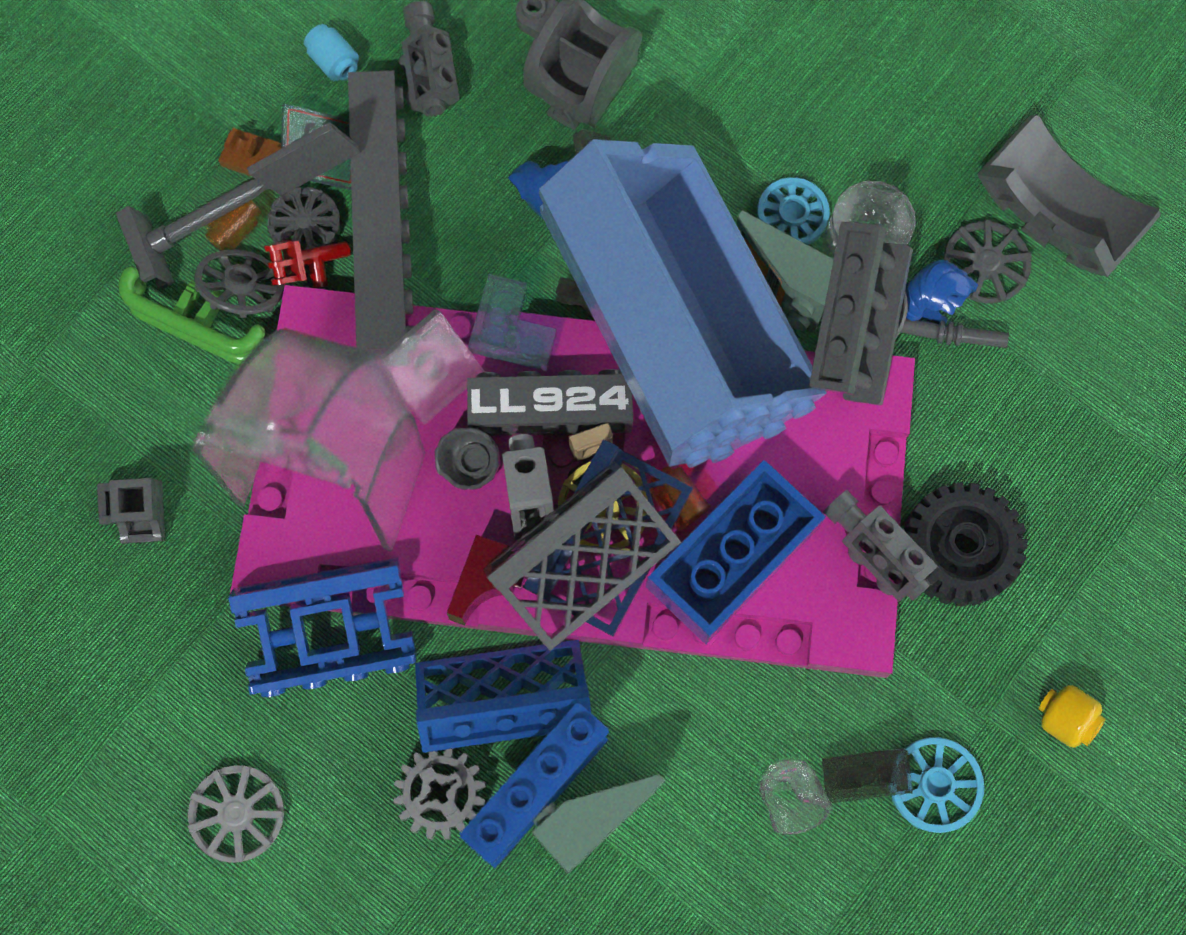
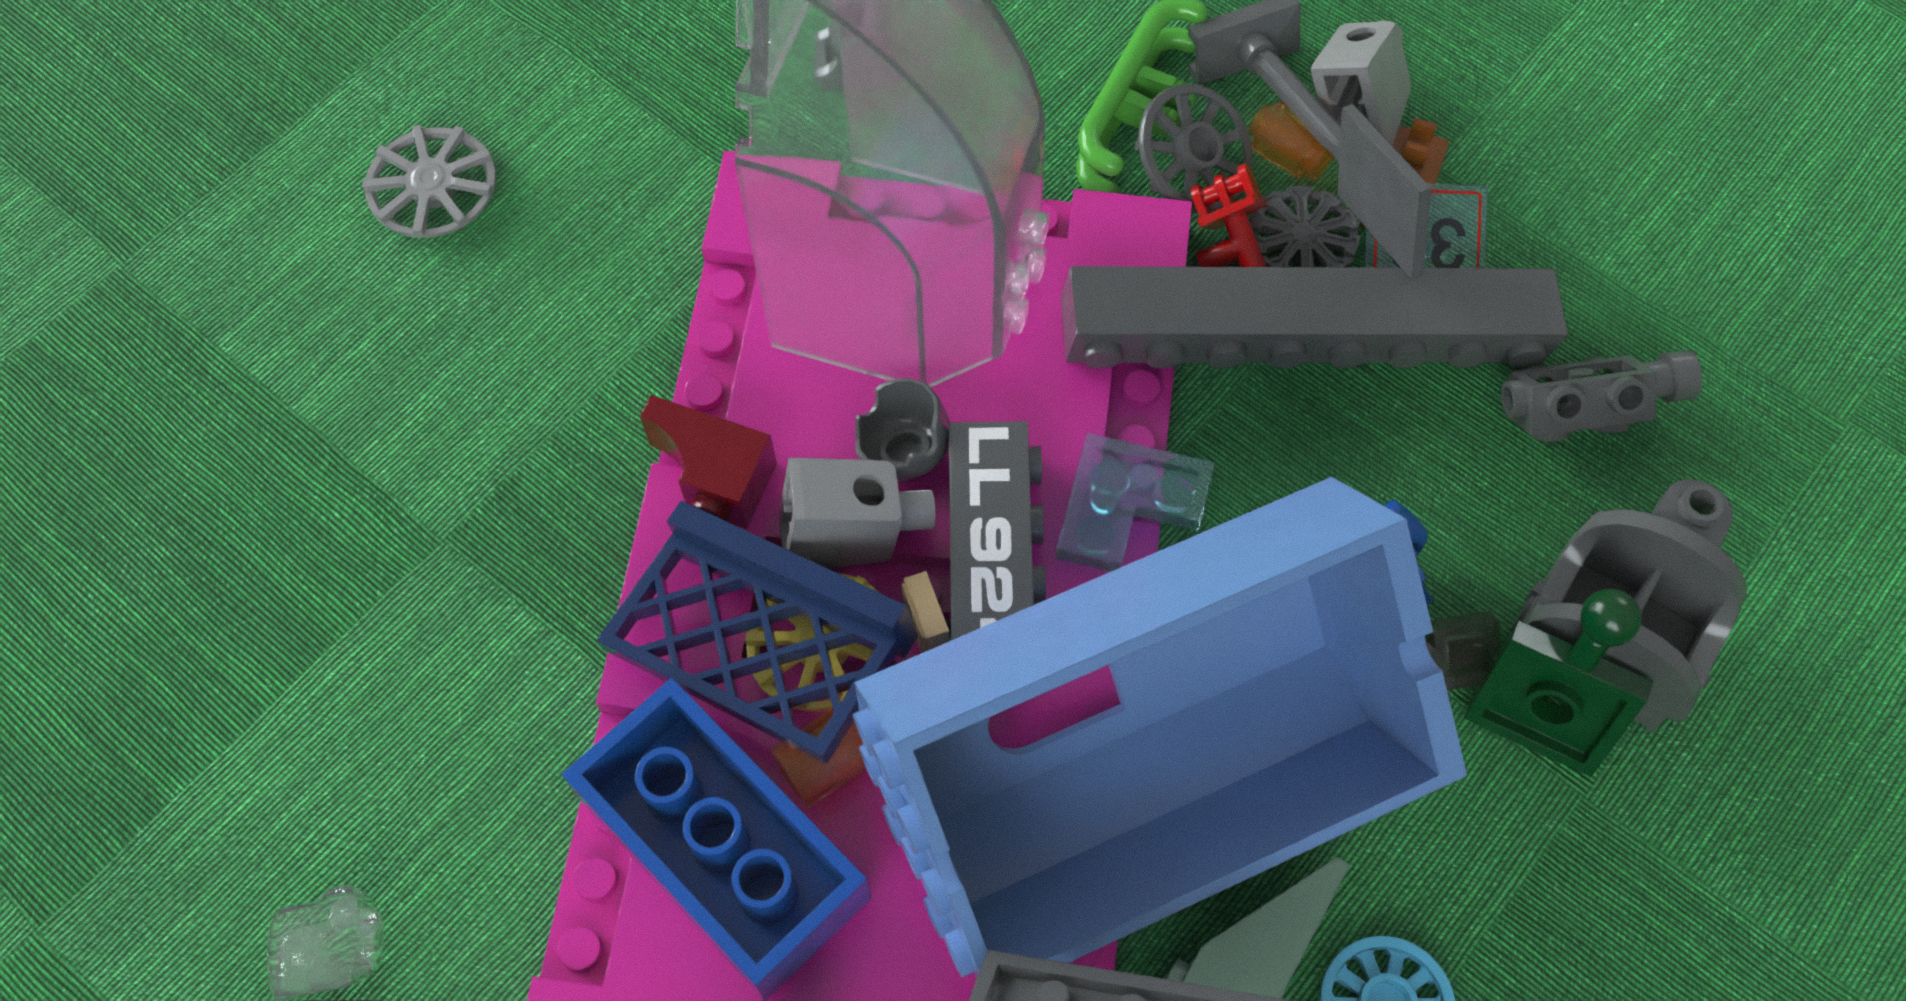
camera: 95 degrees right, 10 degrees down
(194, 170) = (1365, 68): none -> light grey torso
(331, 52) = (1594, 260): medium azure brick -> none
(333, 660) = (708, 254): blue fence -> none
(422, 805) = (383, 437): light grey gear -> none
(431, 365) = (1052, 373): clear plate -> none
(503, 715) = (488, 494): blue fence -> none
(535, 785) = (383, 530): blue fence -> none
(558, 528) = (766, 546): dark grey fence -> none
(585, 822) = (317, 597): sand green slope -> none
(632, 96) = (1597, 693): none -> dark green plate

